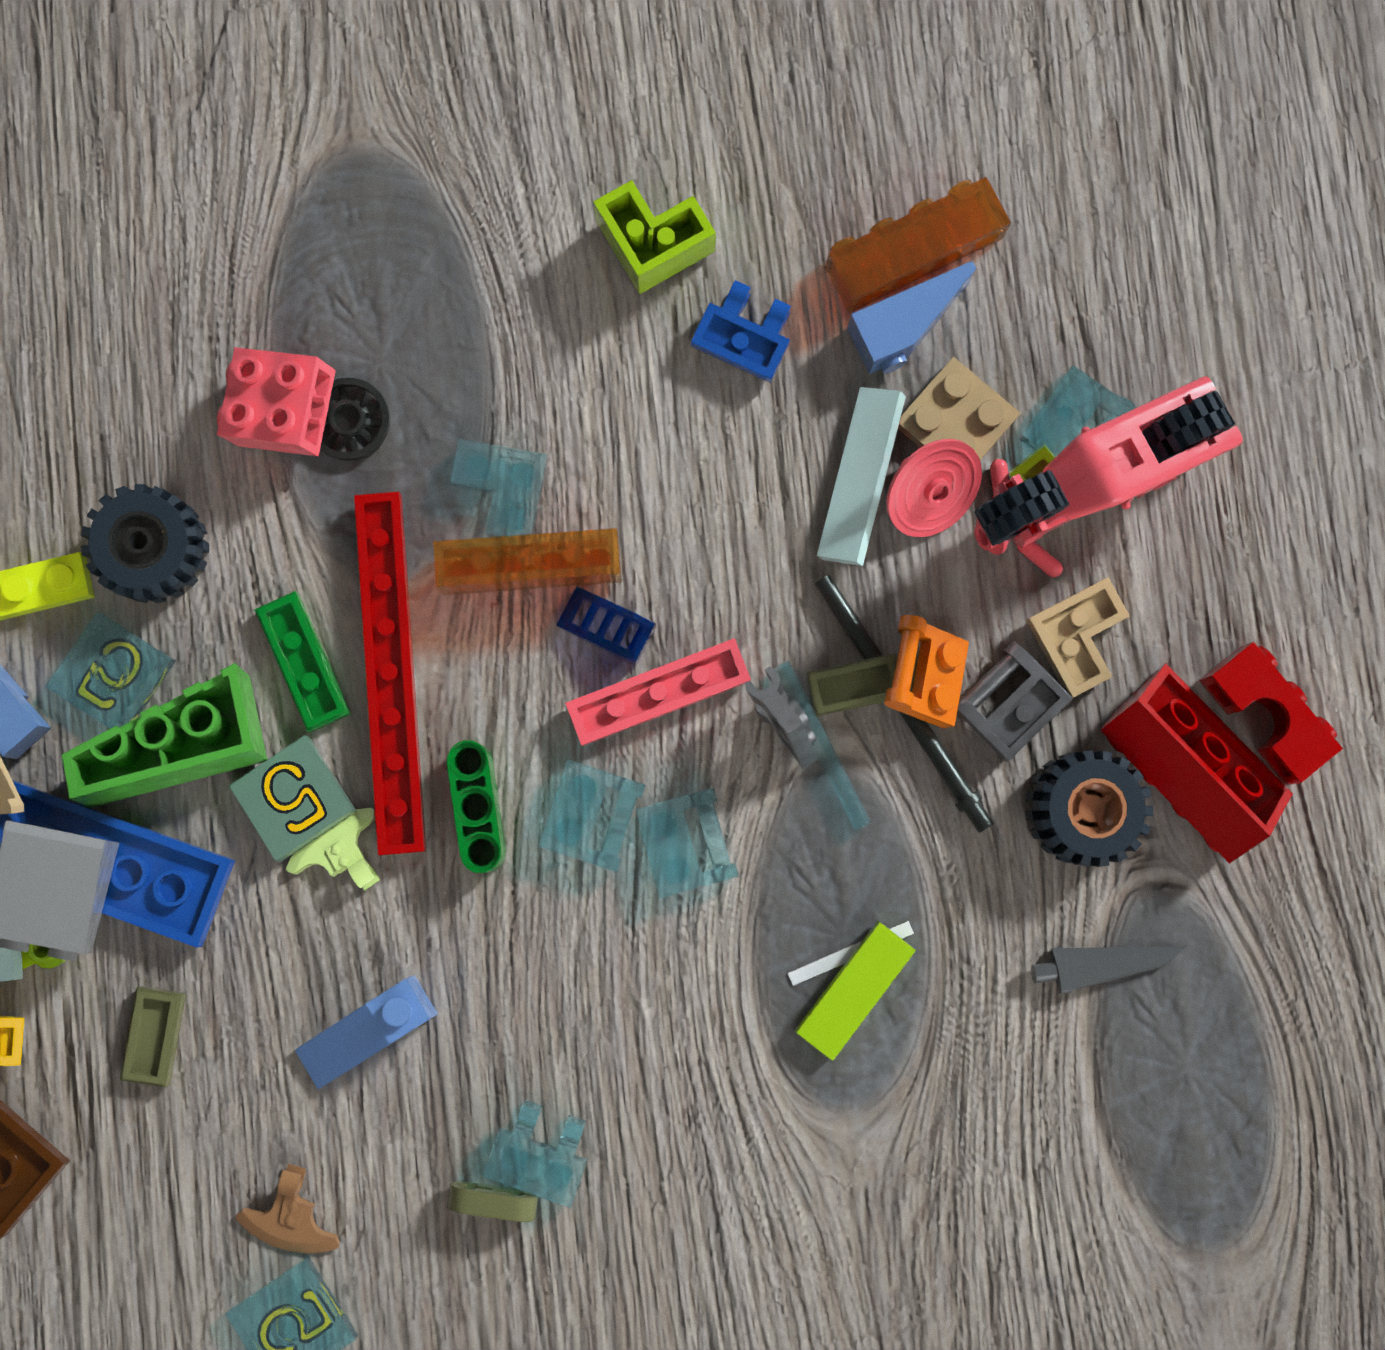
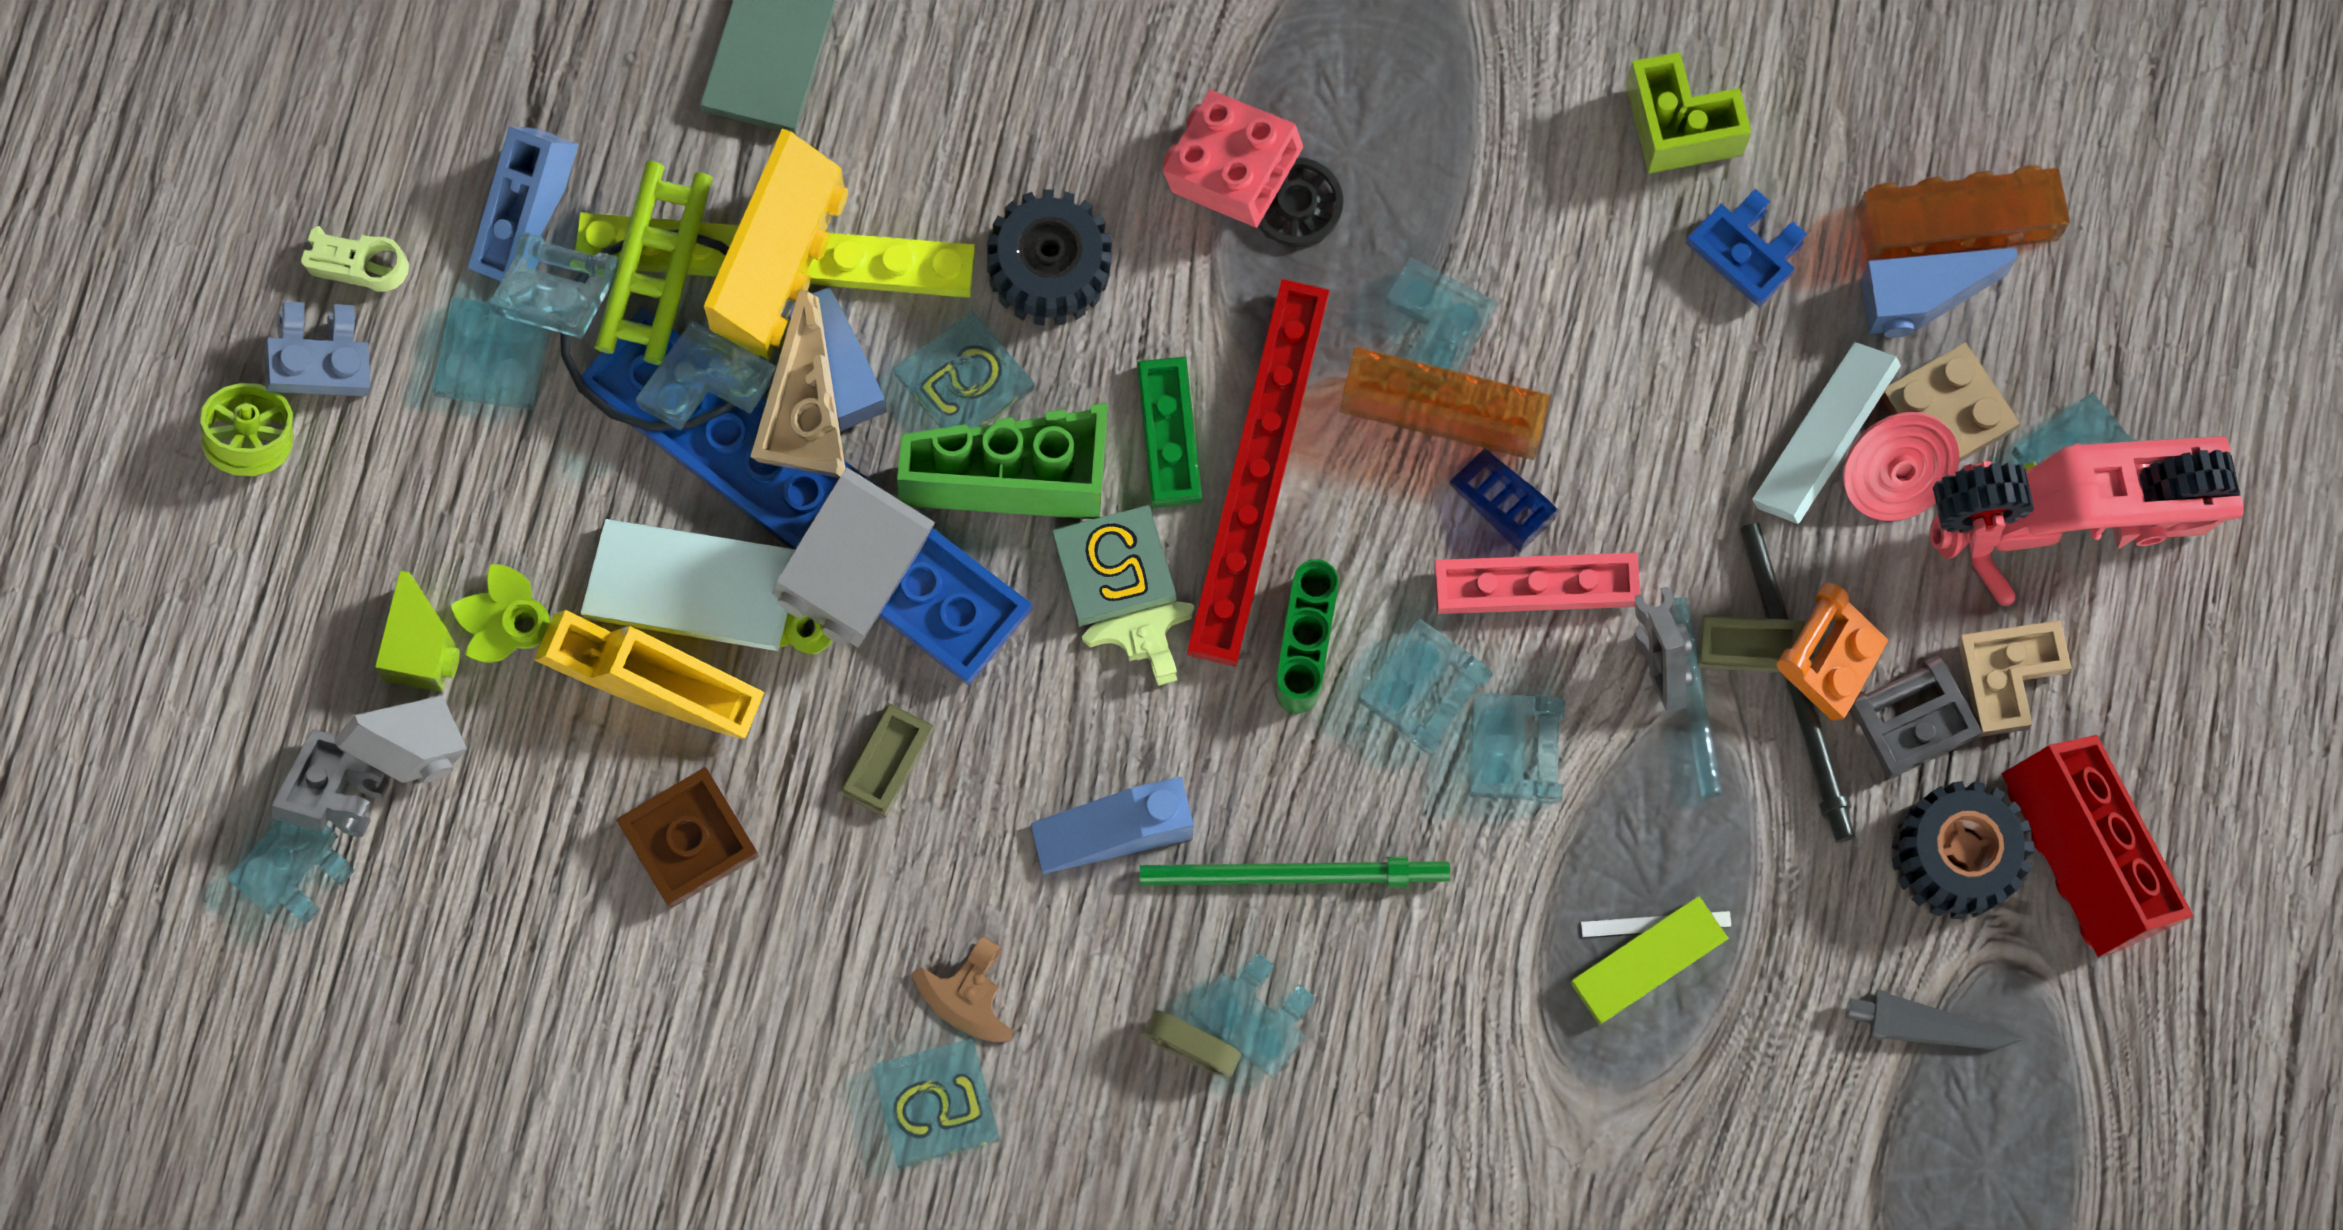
camera: 20 degrees right, 10 degrees down
(617, 987) = (1395, 872): none -> green bar
(1299, 738) = (2185, 778): red arch -> none

